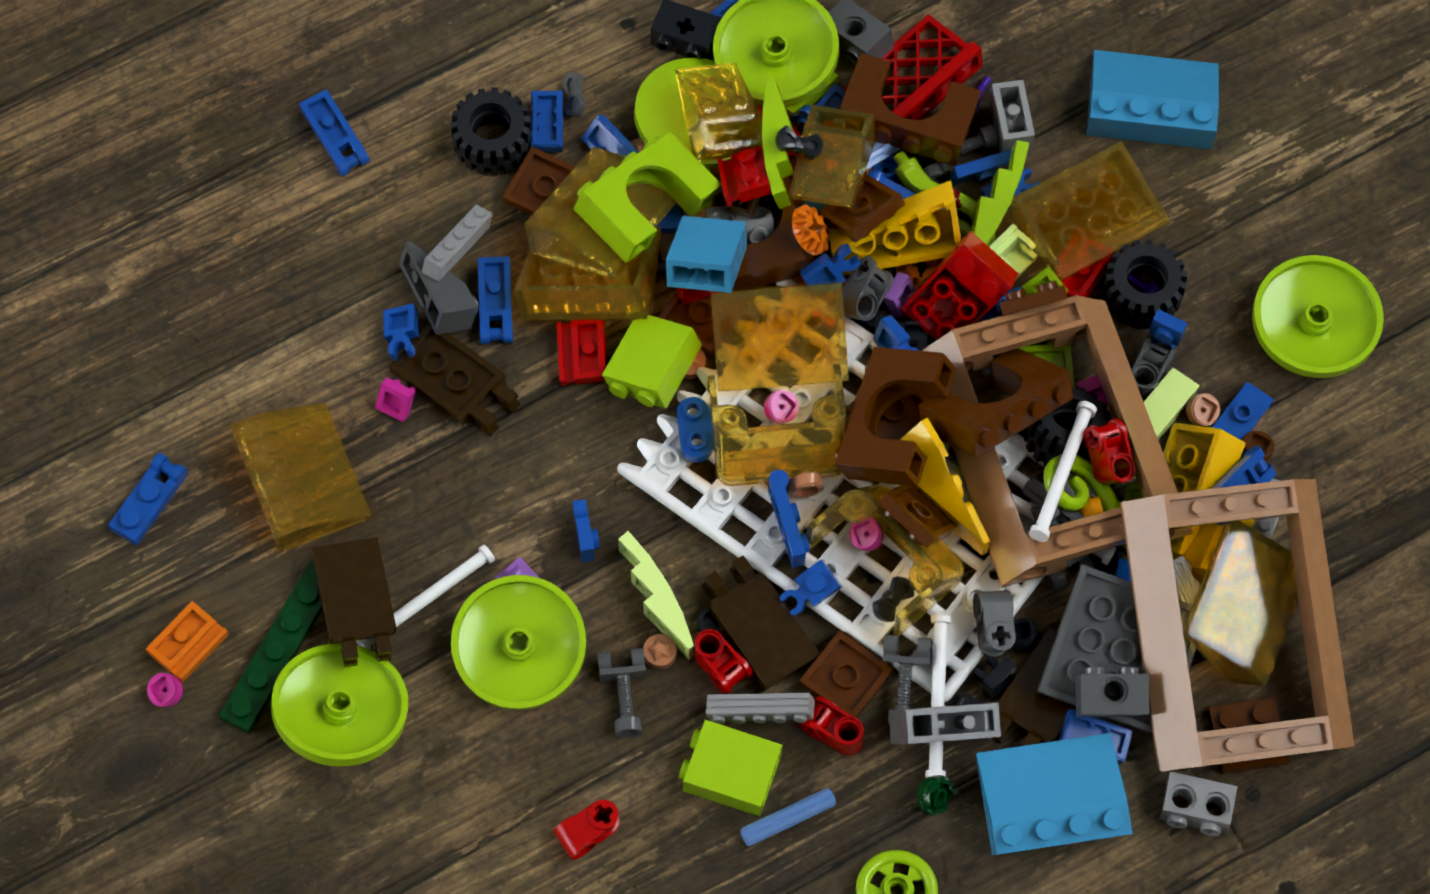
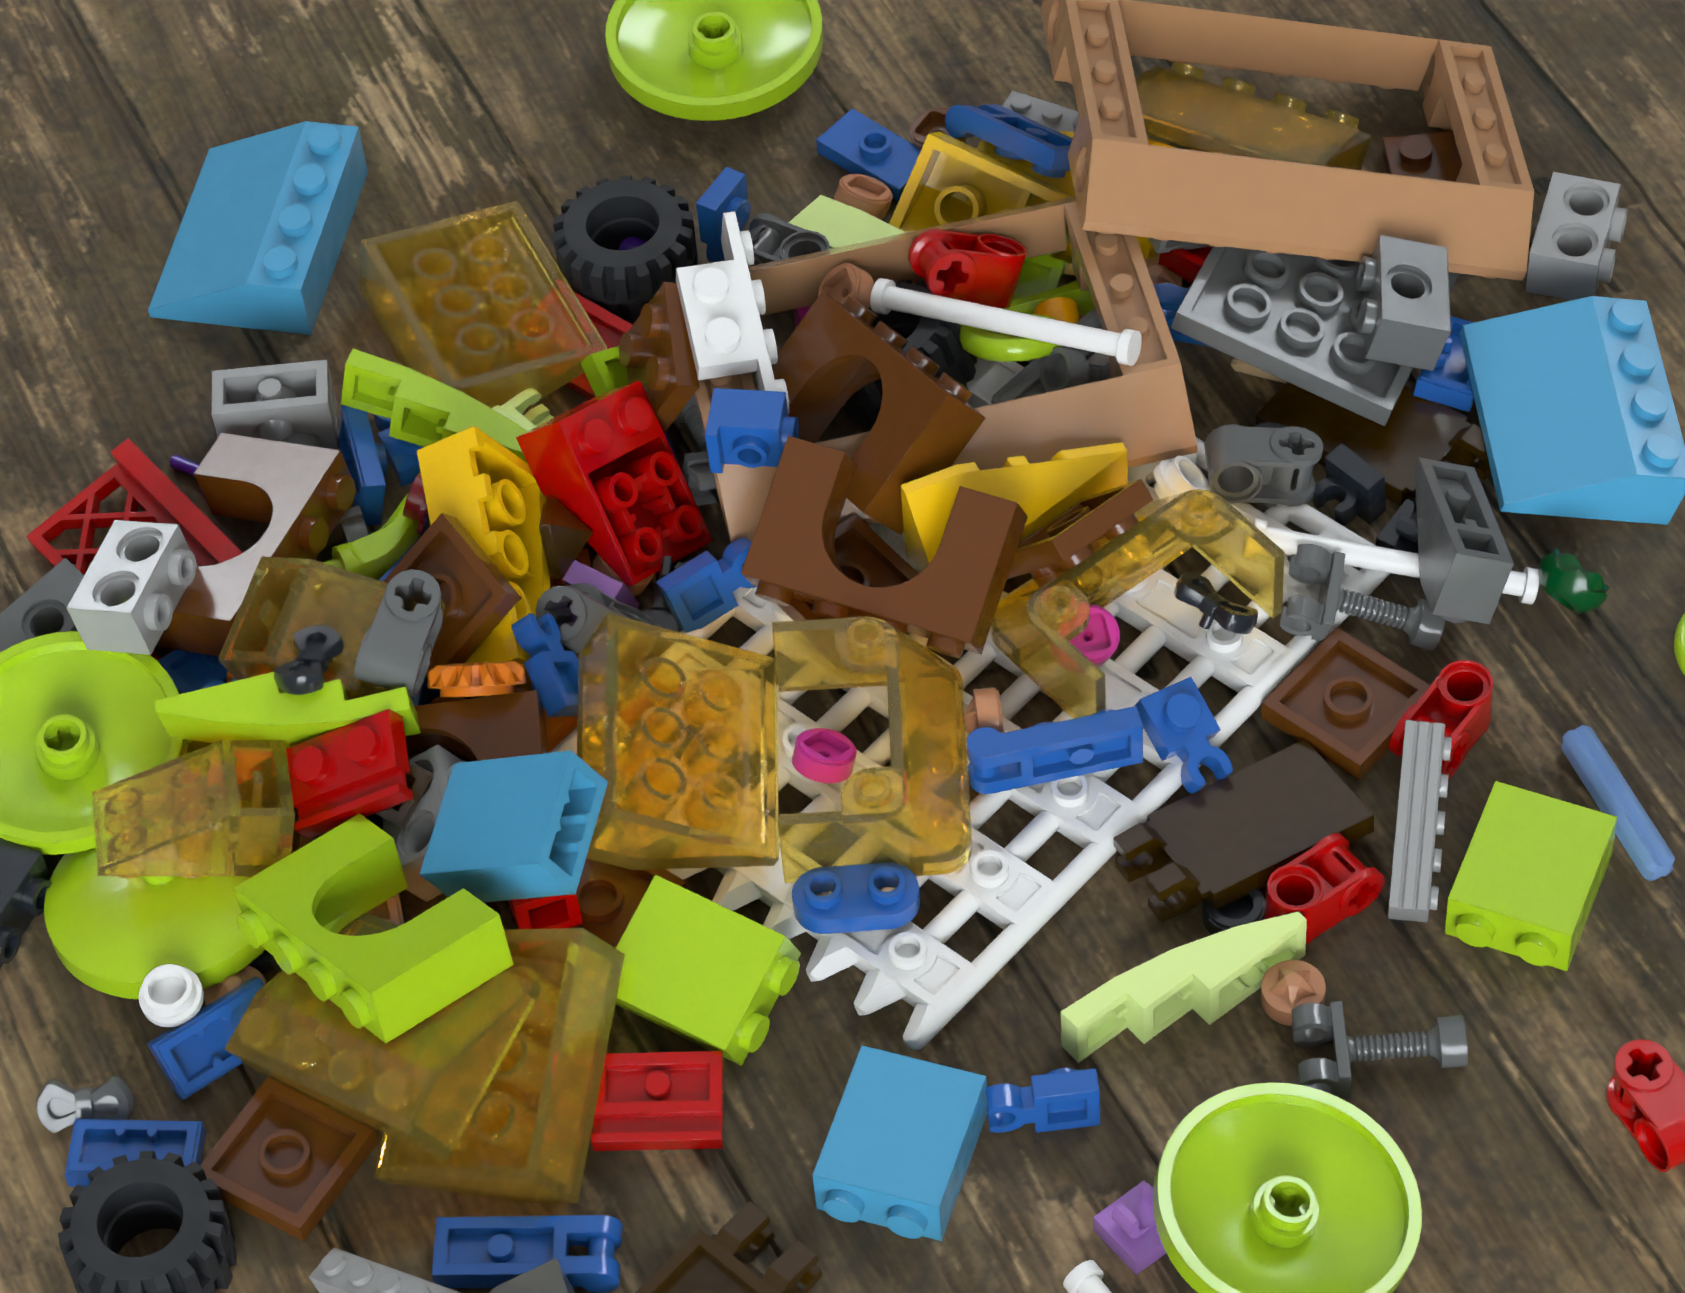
camera: 80 degrees left, 15 degrees down
(556, 463) = (900, 1144): none -> dark azure brick
(625, 119) = (171, 995): none -> white plate
(813, 186) = (401, 641): none -> dark grey piece
(855, 58) = (132, 587): none -> light grey brick
(919, 264) = (561, 536): none -> dark brown slope
(964, 339) = (747, 428): none -> blue brick
(975, 577) = (1178, 477): none -> white plate
(1043, 323) = (725, 311): none -> white bracket
(1091, 390) = (847, 281): none -> nougat tile

